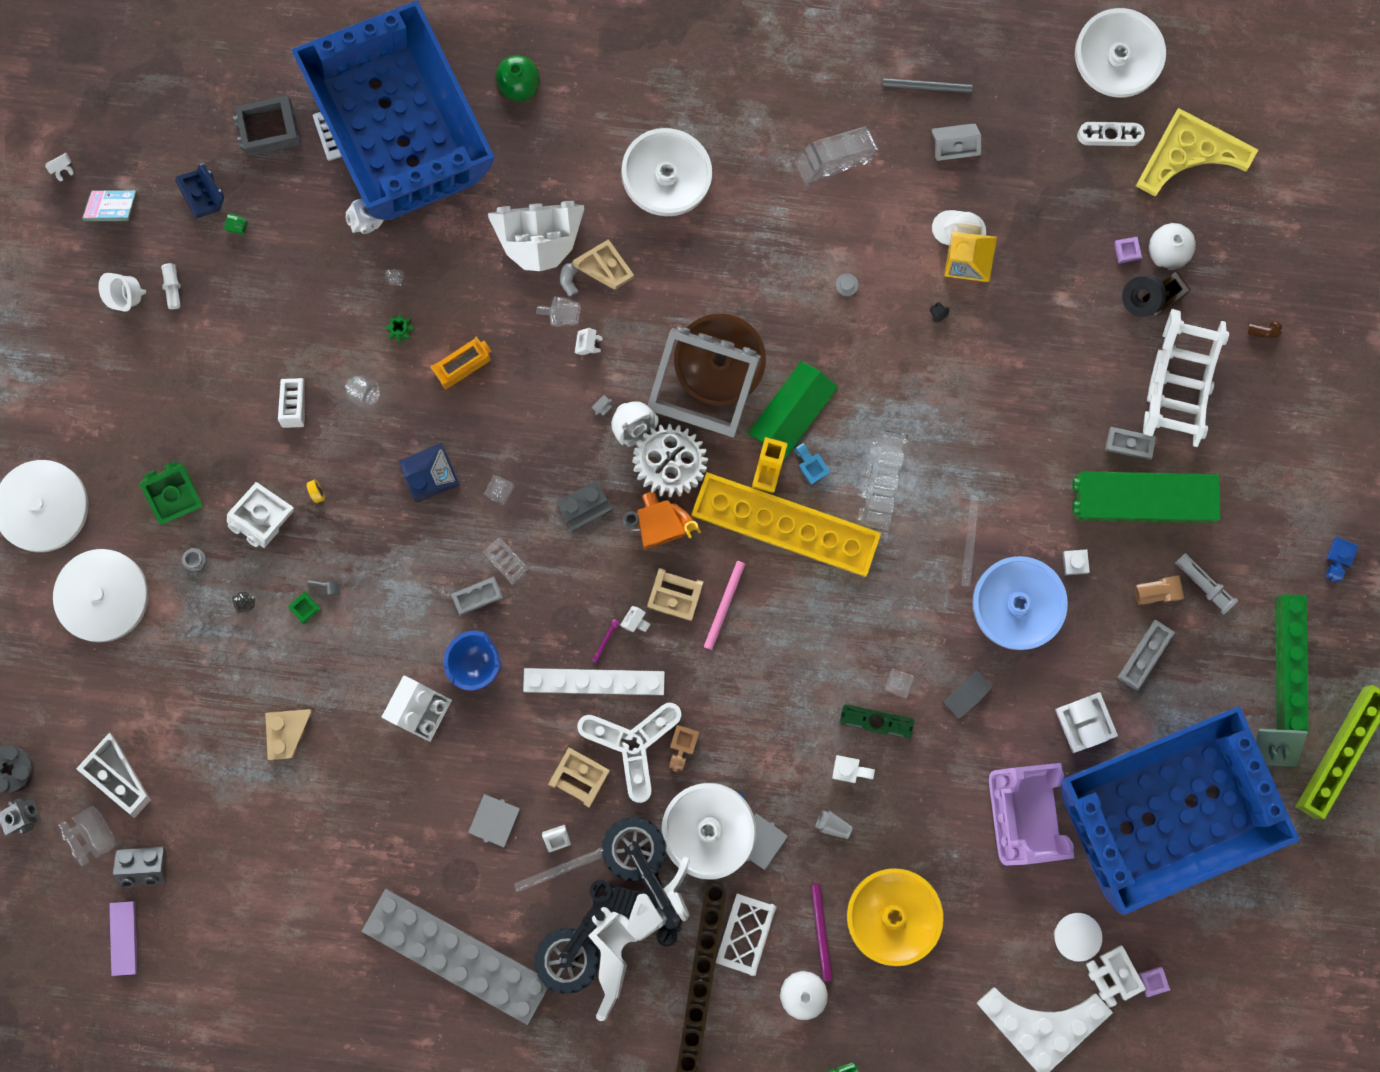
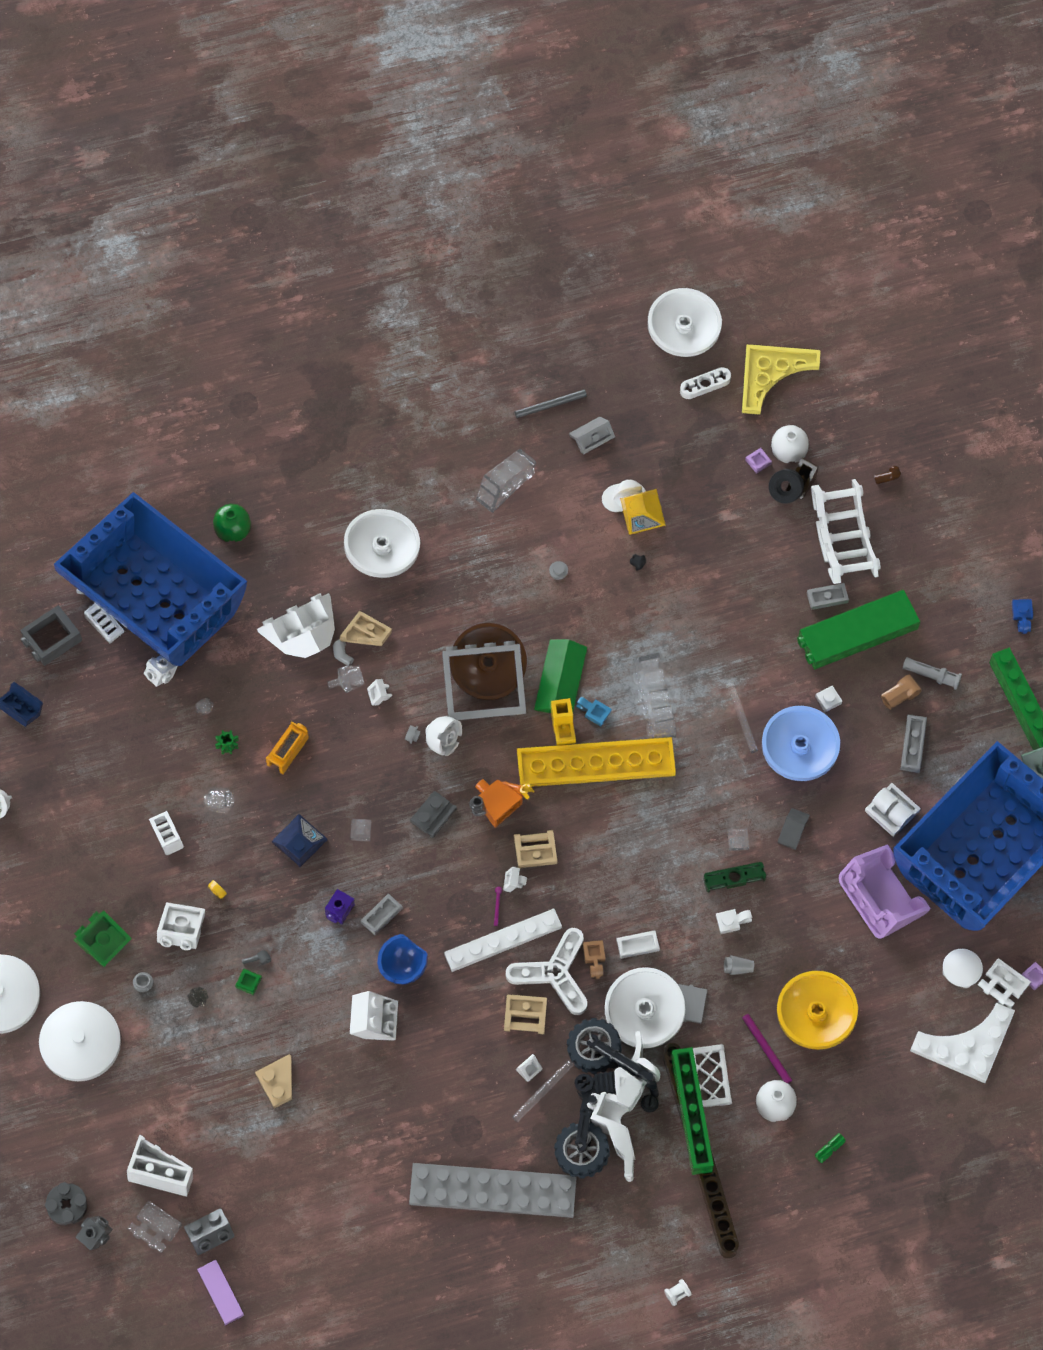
camera: 25 degrees left, 15 degrees down
(171, 285) = (28, 785): white axle -> none
(235, 224) = (59, 718): green hose -> none
(435, 568) = (339, 907): none -> dark purple brick
(494, 820) = (473, 1076): light grey piece -> none
(517, 576) = (403, 891): clear slope -> none
(685, 474) = (494, 758): white gear -> none
(702, 978) = (692, 1111): none -> green brick
(724, 605) = (577, 841): bright pink bar -> none
(736, 751) = (638, 944): none -> white tile

